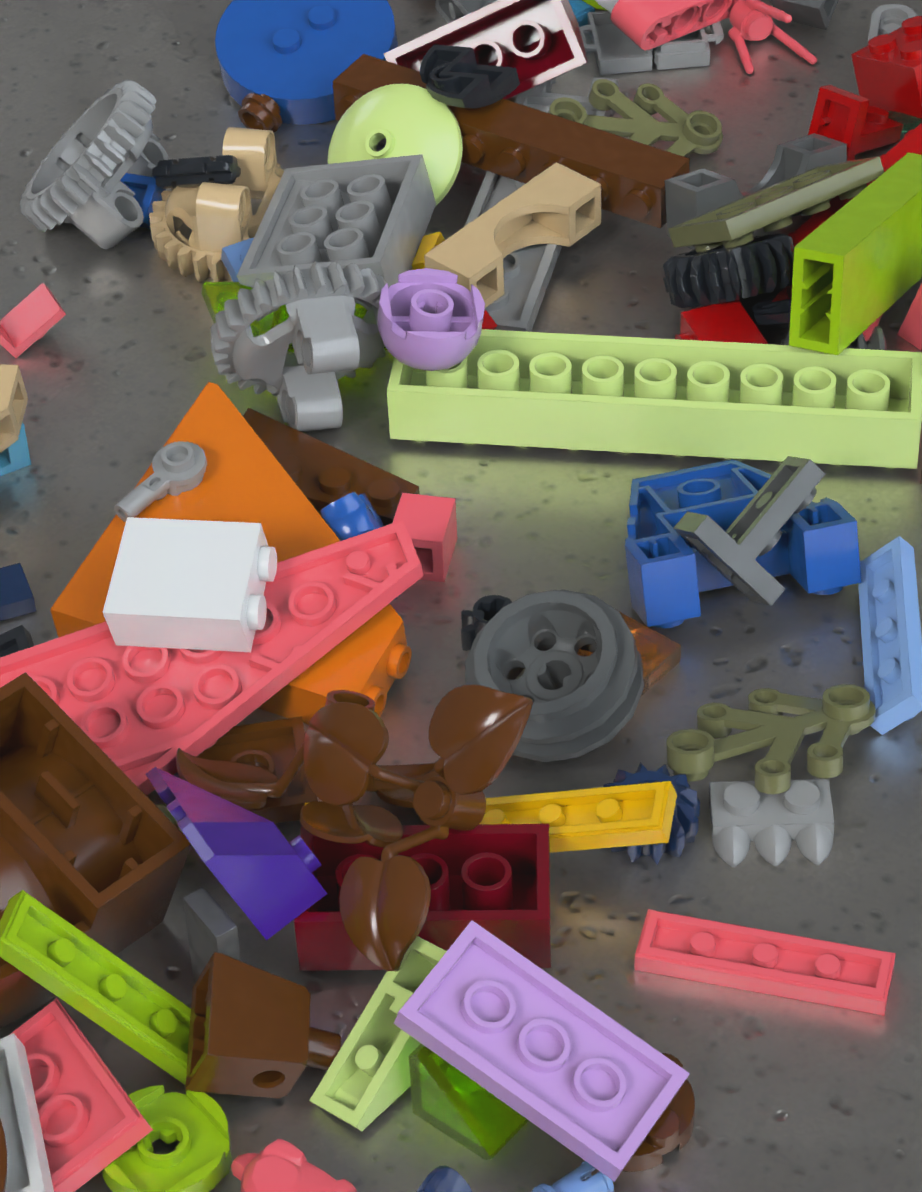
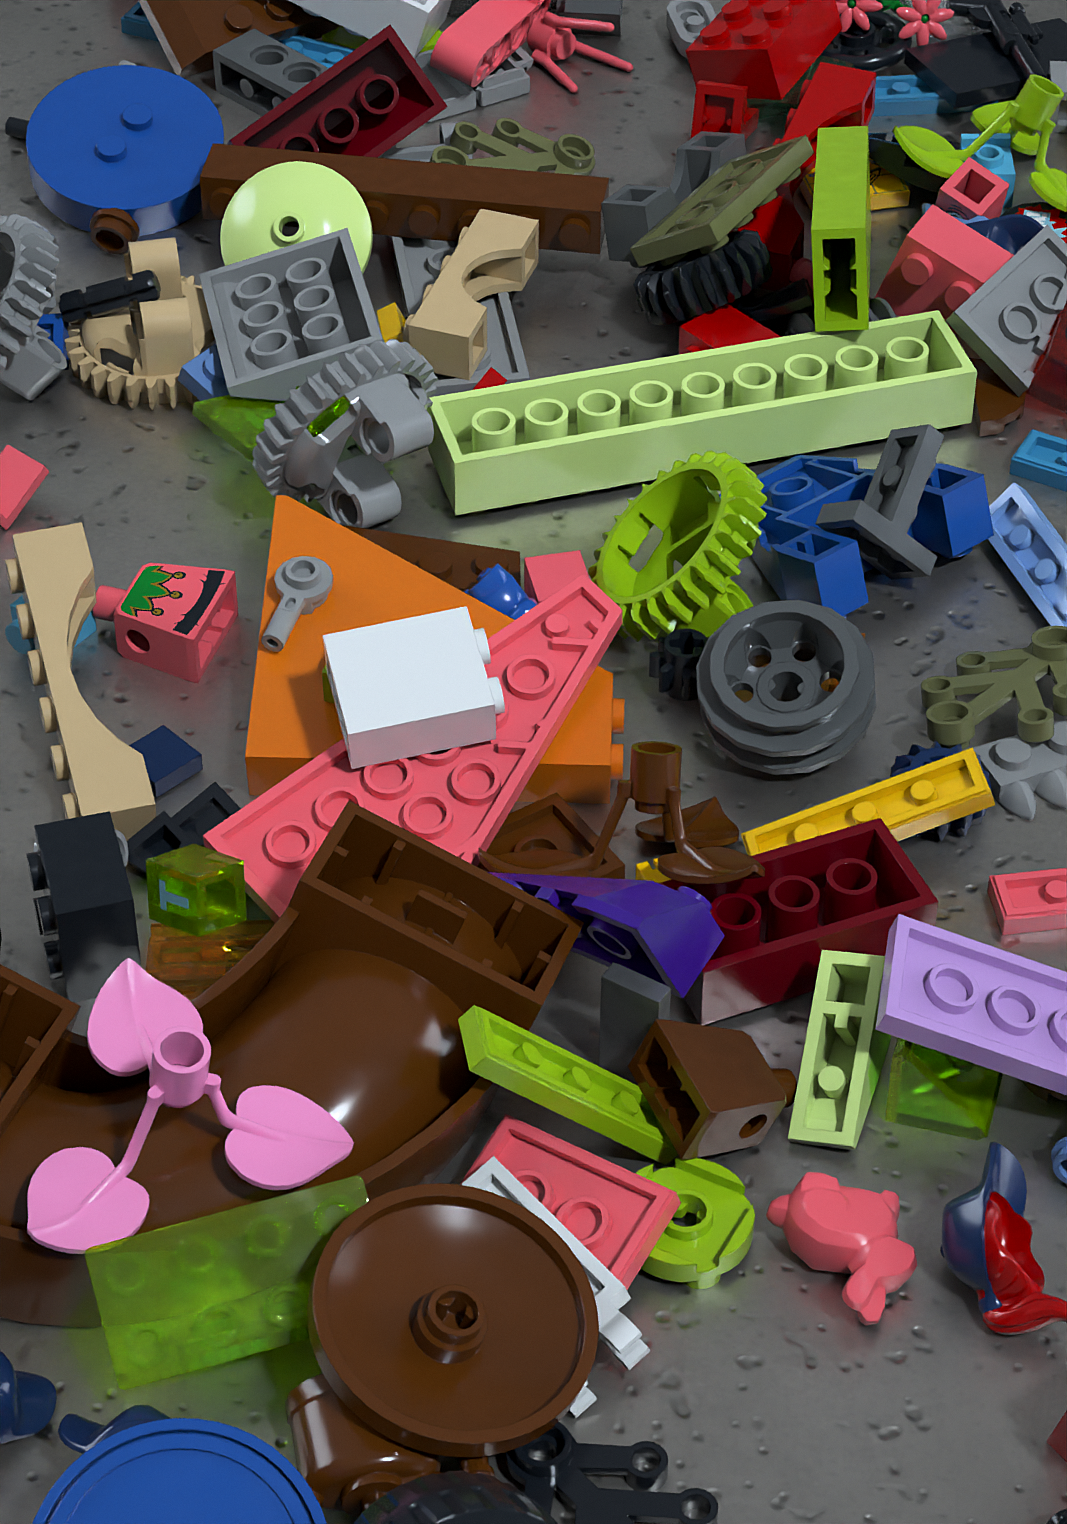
camera: 25 degrees left, 0 degrees up
(85, 468) = (171, 616): none -> coral torso
(430, 319) = (480, 381): lavender cylinder -> none
(459, 81) = (340, 150): black brick -> none
(474, 736) = (680, 803): reddish brown plant -> none
(532, 559) = (698, 532): none -> lime piece

